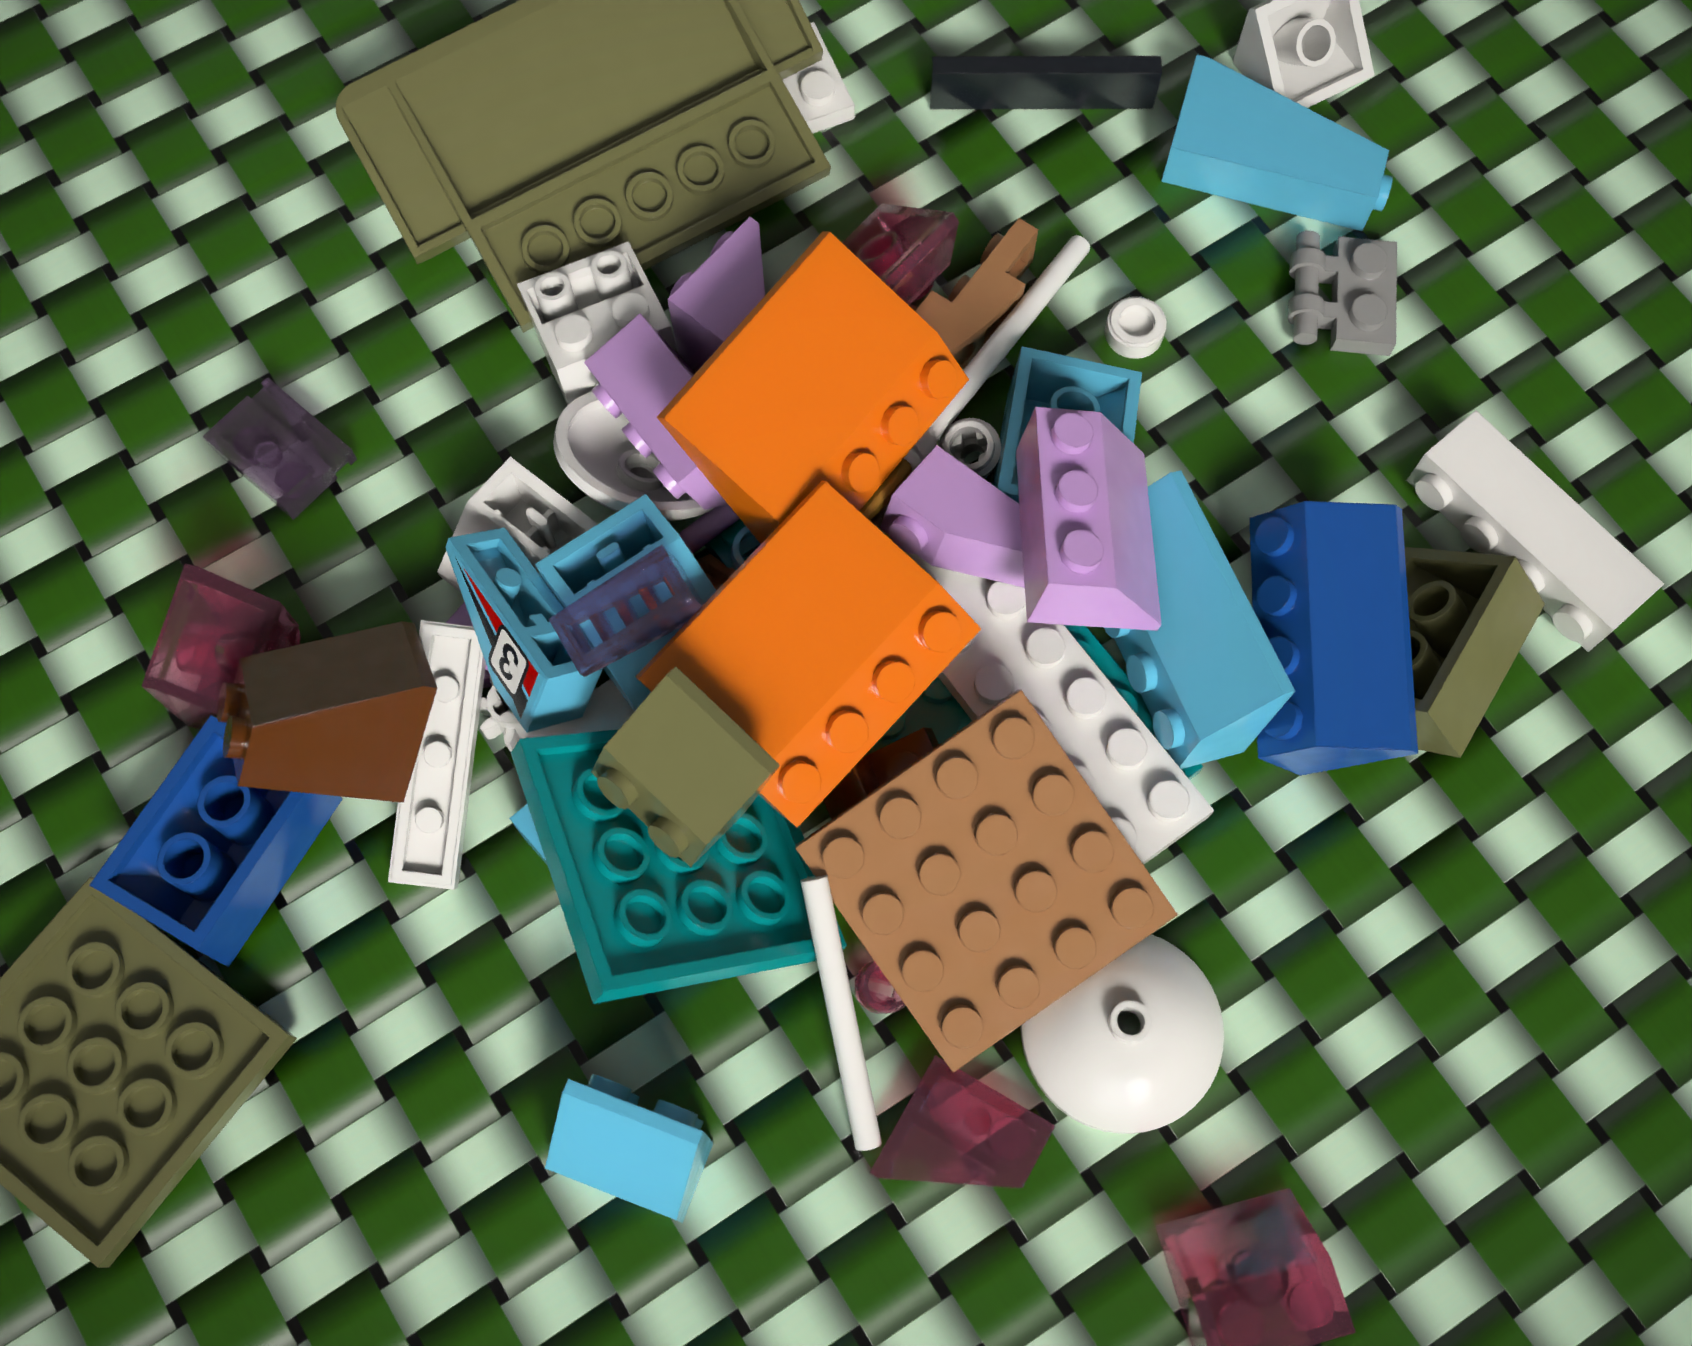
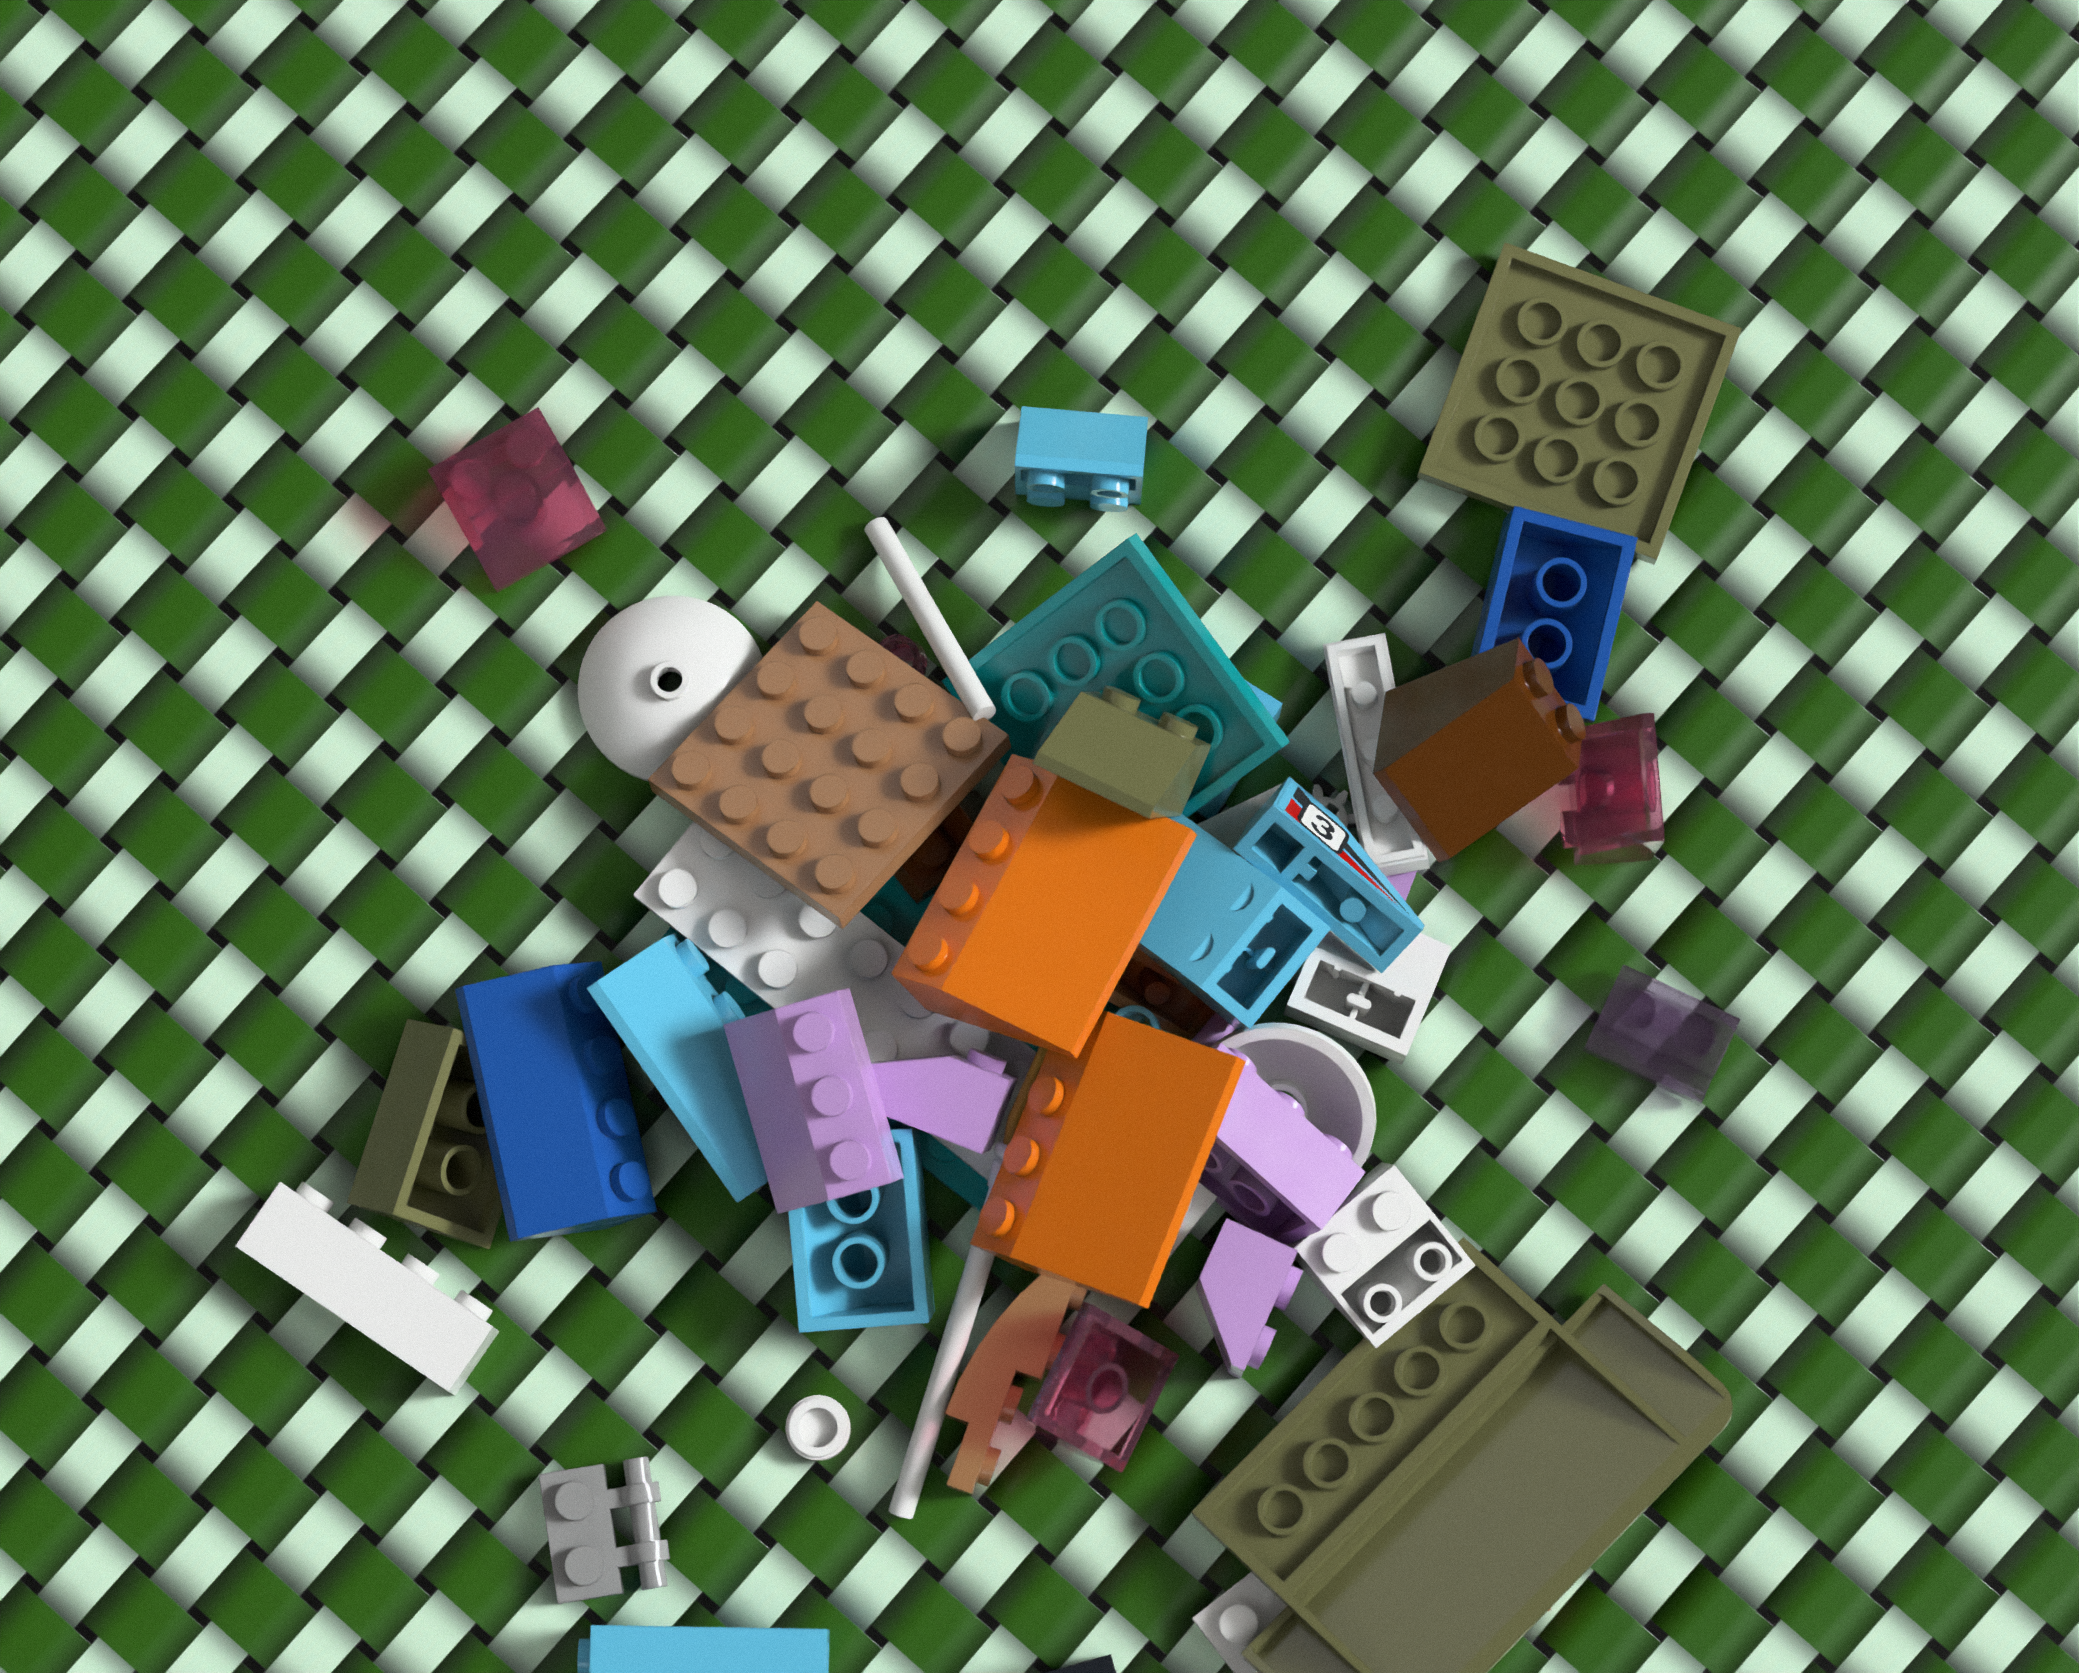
camera: 165 degrees right, 10 degrees up
(635, 579) = (1183, 930): clear purple slope -> none
(962, 1135) = (795, 555): clear pink wing -> none
(973, 436) = (952, 1203): white cone -> none

